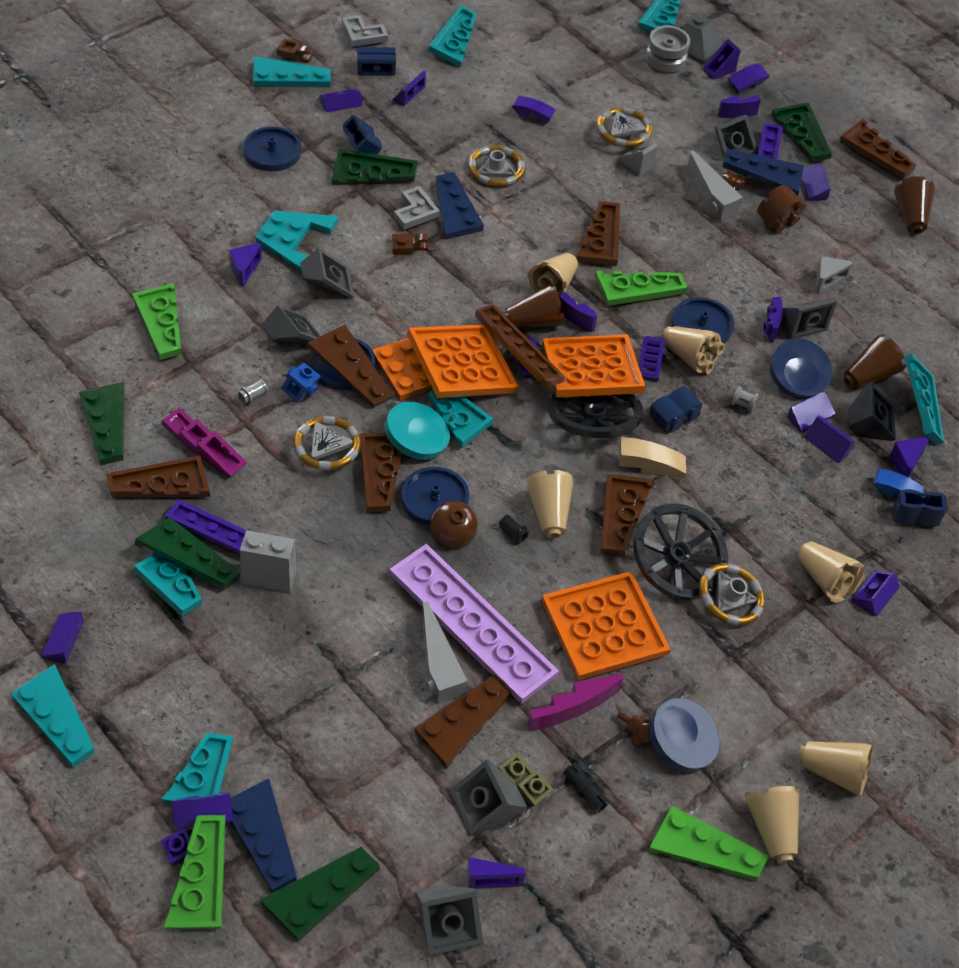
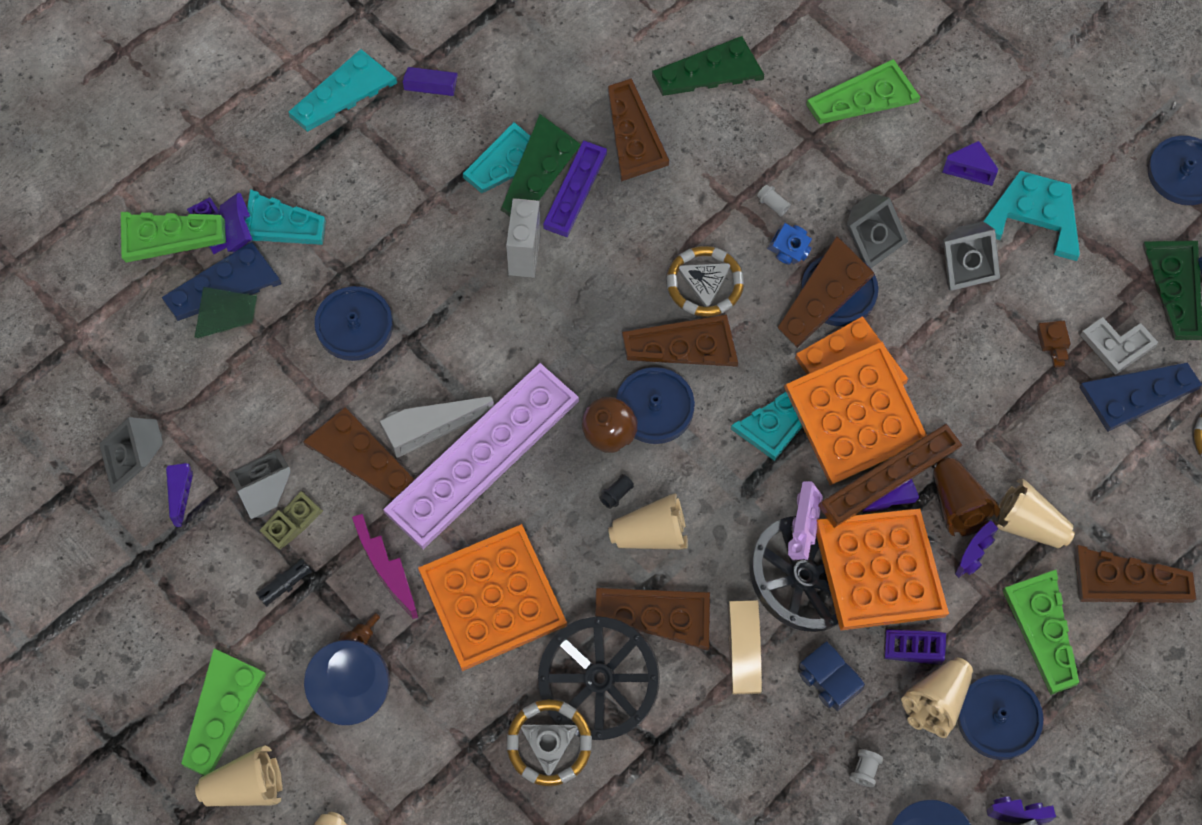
camera: 90 degrees right, 15 degrees up
(202, 442) = (691, 163): magenta slope -> none
(299, 830) = (223, 311): none -> clear green wing
(313, 897) = (159, 337): dark green wing -> none
(324, 719) = (353, 323): none -> dark blue piece
(417, 430) = (741, 373): teal piece -> none
(560, 396) = (805, 522): none -> lavender hinge

